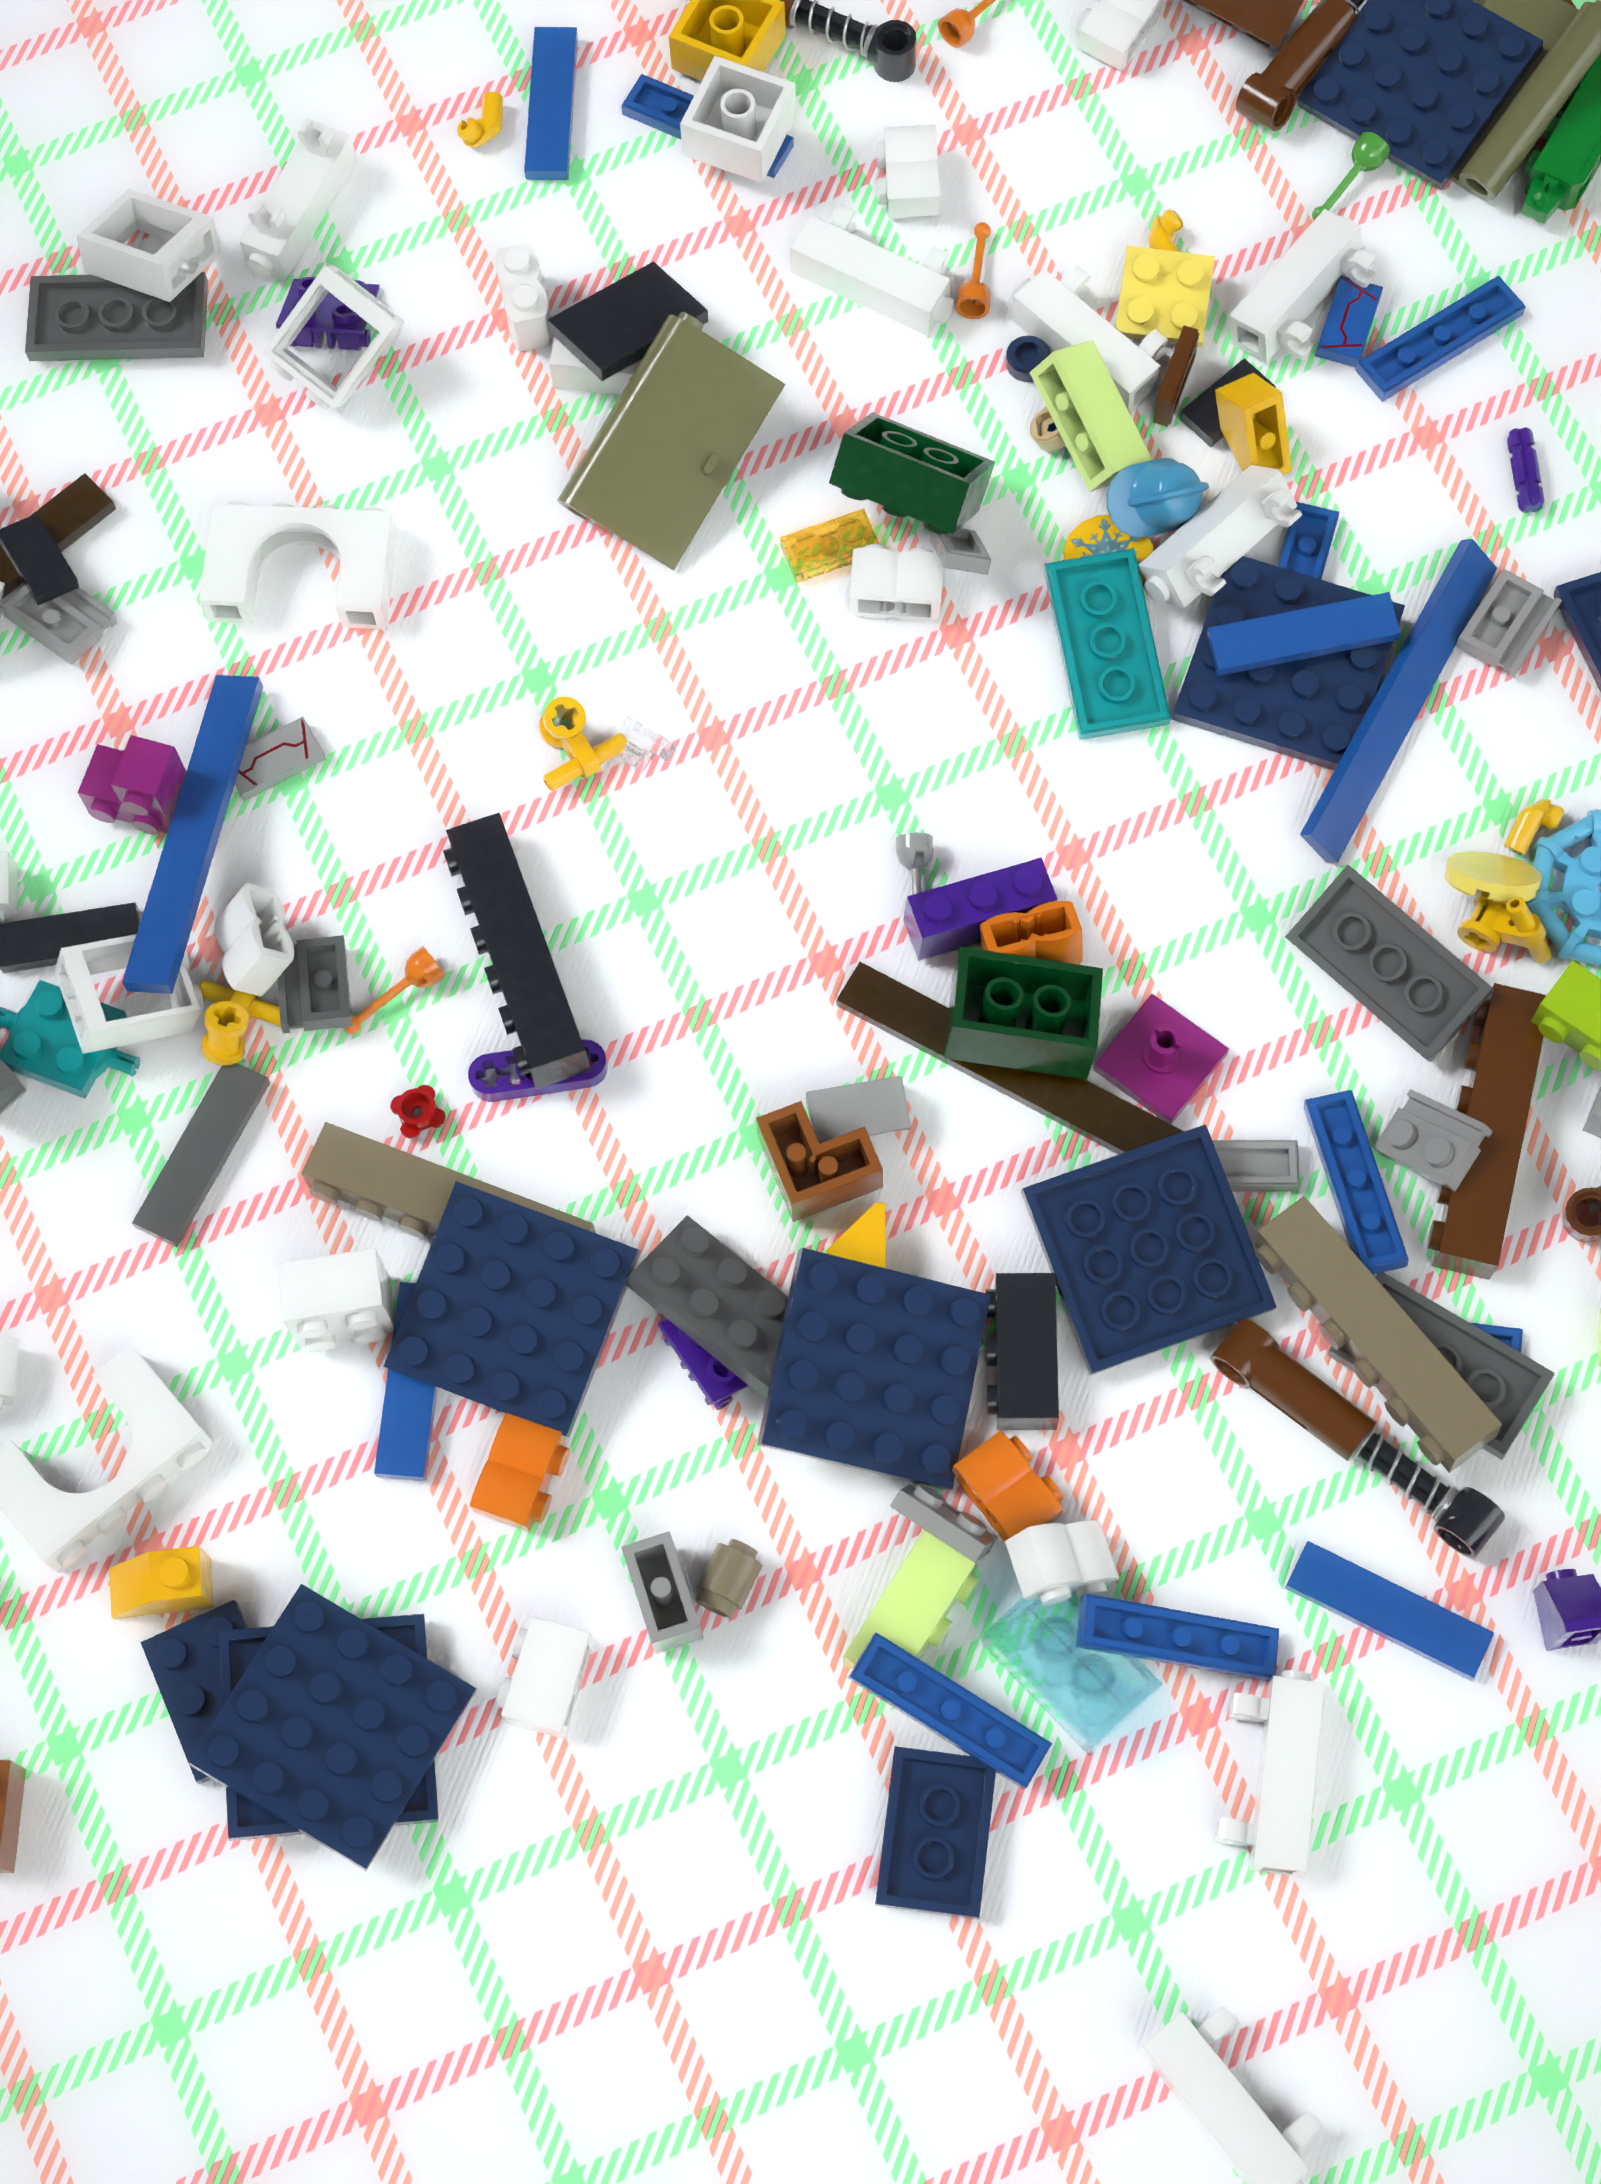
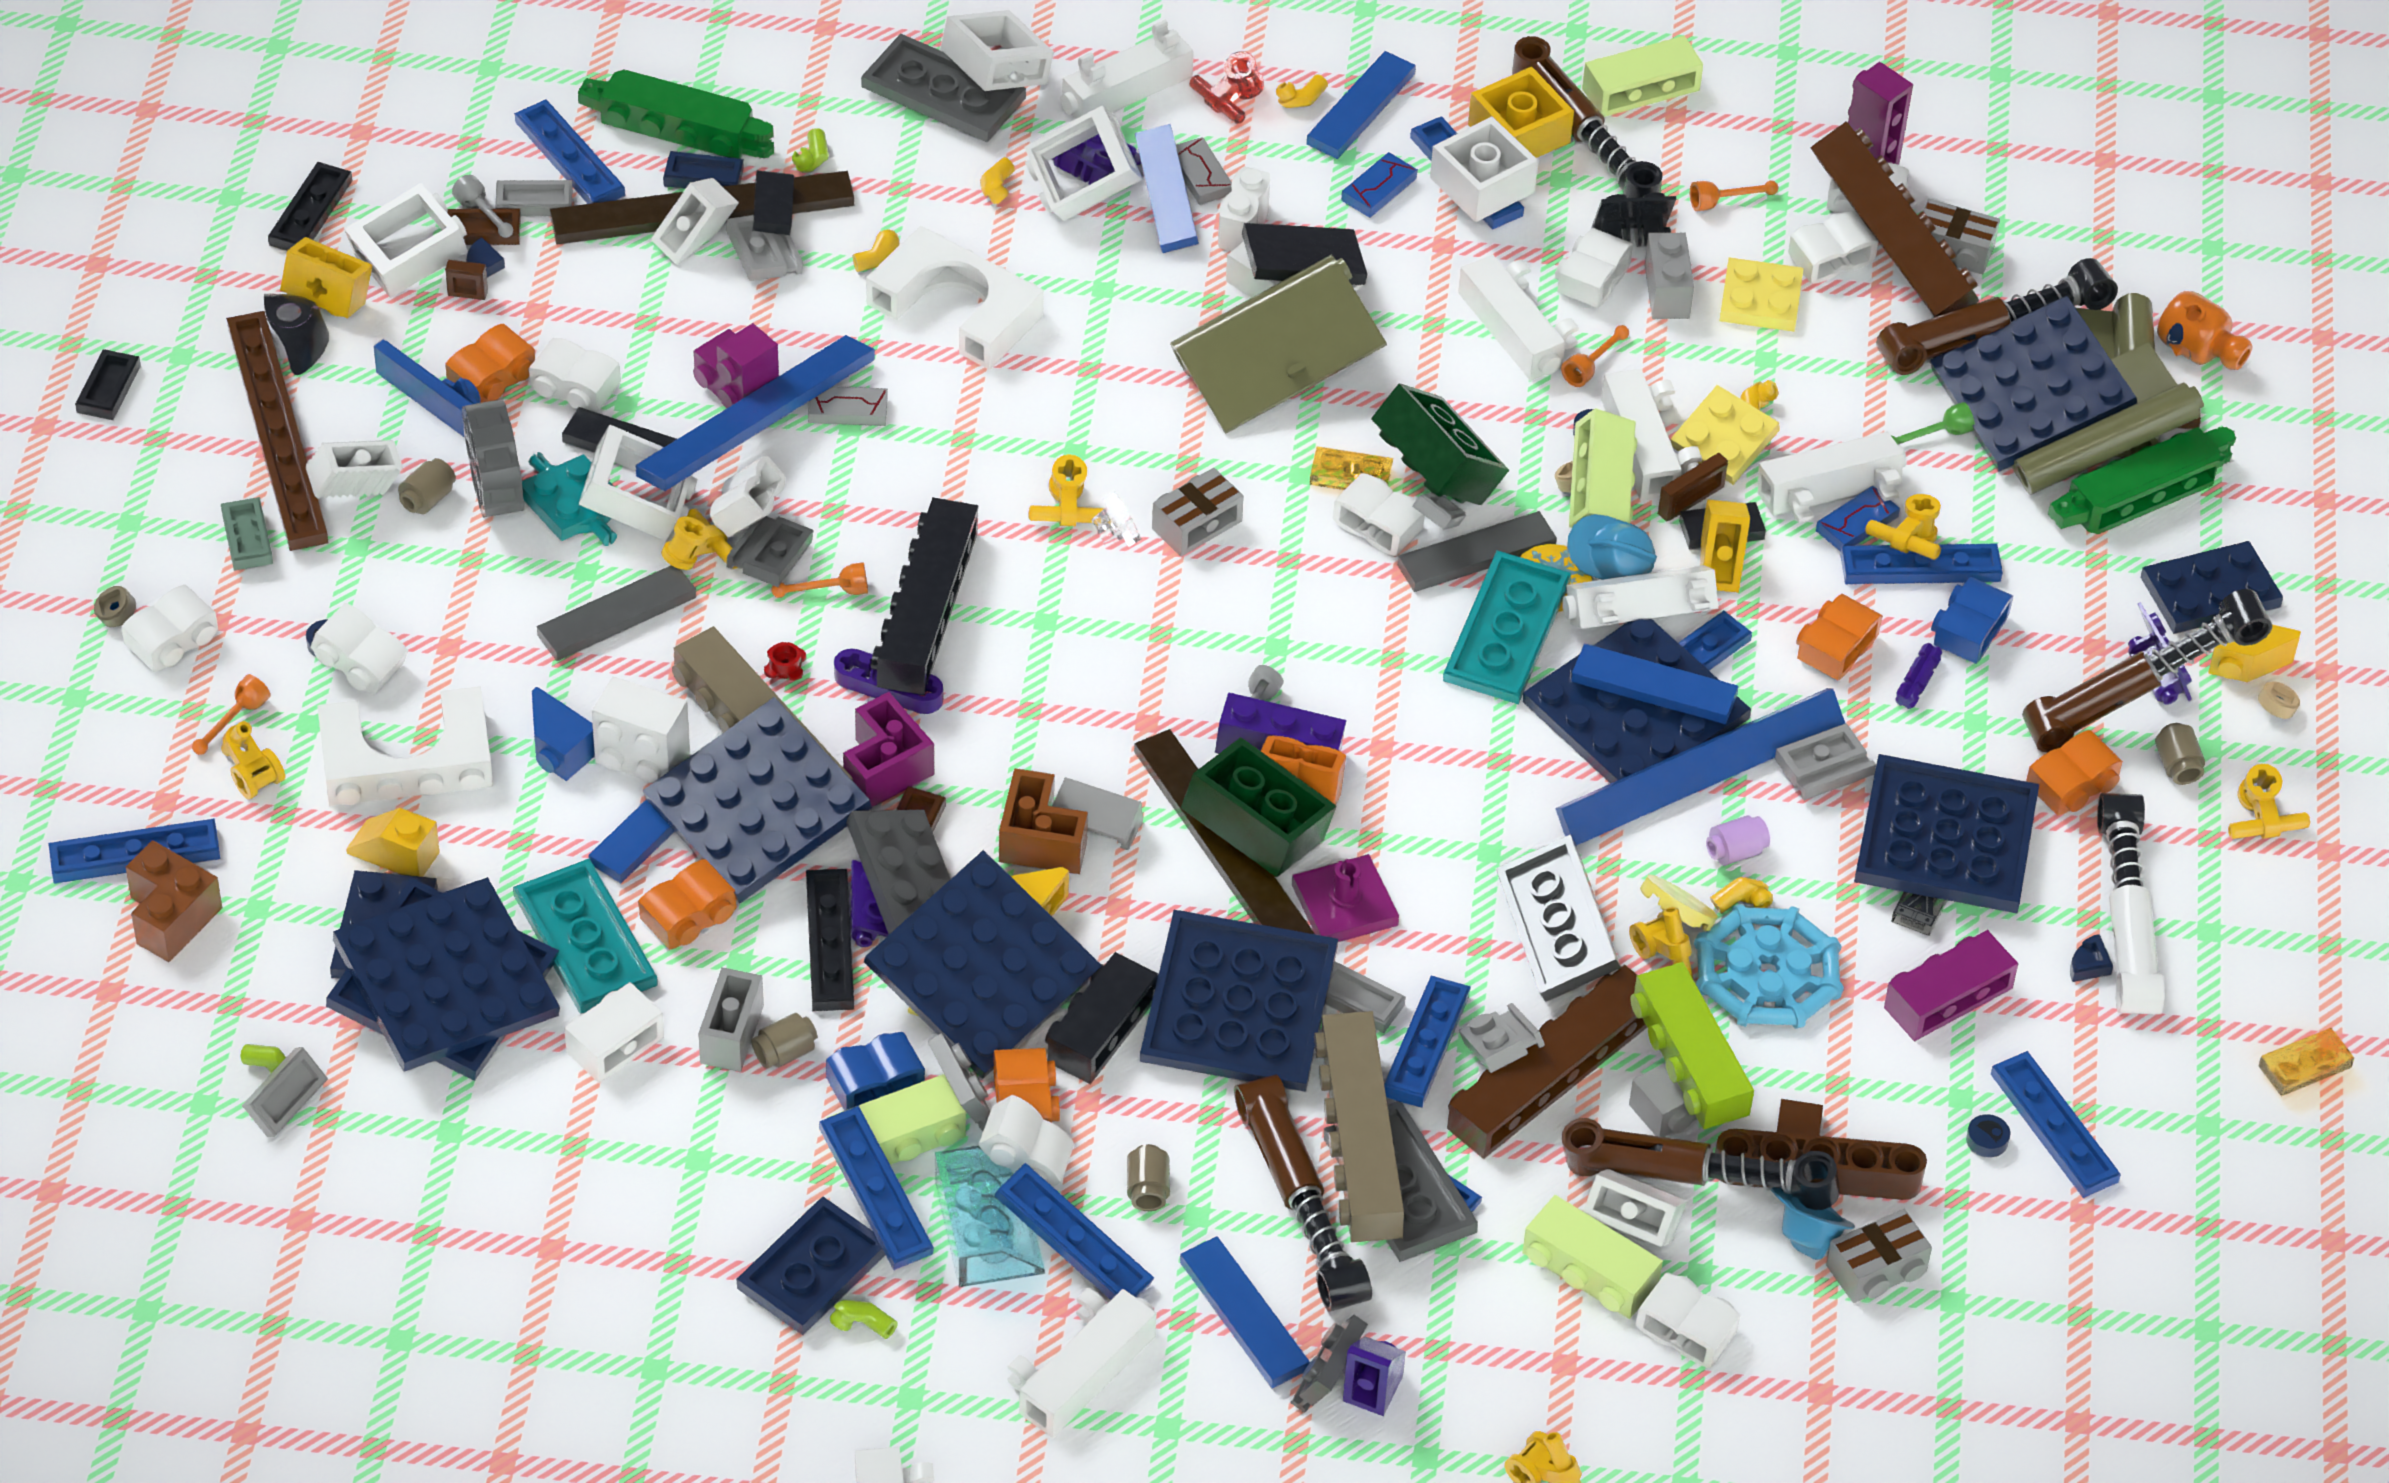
camera: 25 degrees right, 20 degrees down
(37, 471) = (815, 155): none -> lime arm
(185, 551) = (884, 245): none -> yellow arm
(212, 1934) = (262, 1056): none -> lime arm
(241, 400) = (993, 178): none -> yellow arm
(249, 1346) = (560, 735): none -> blue slope
(253, 1969) = (284, 1092): none -> light grey tile
(406, 171) = (1231, 86): none -> clear red piece
(426, 313) = (1166, 188): none -> tile
(433, 1569) = (594, 943): none -> teal tile
(444, 270) = (1203, 171): none -> light grey tile
(612, 1163) = (890, 750): none -> magenta brick
(632, 188) = (1379, 184): none -> blue tile
(669, 1205) = (922, 800): none -> reddish brown tile
(686, 1420) = (829, 940): none -> black tile
(714, 685) = (1197, 511): none -> light grey brick
(844, 1559) = (873, 1070): none -> blue brick
(920, 98) = (1624, 213): none -> black hinge
(991, 141) = (1669, 275): none -> light grey brick
(1014, 570) = (1473, 551): none -> dark grey tile
(1020, 1857) = (864, 1312): none -> lime arm
(1085, 111) = (1761, 294): none -> light yellow plate
(1196, 1514) = (1148, 1177): none -> dark tan brick
(1416, 305) = (1916, 532): none -> yellow piece
(1426, 470) = (1838, 636): none -> orange brick
(1490, 764) = (1738, 839): none -> lavender brick
(1524, 1630) = (1329, 1363): none -> dark grey plate
(1536, 378) = (1972, 619): none -> blue brick

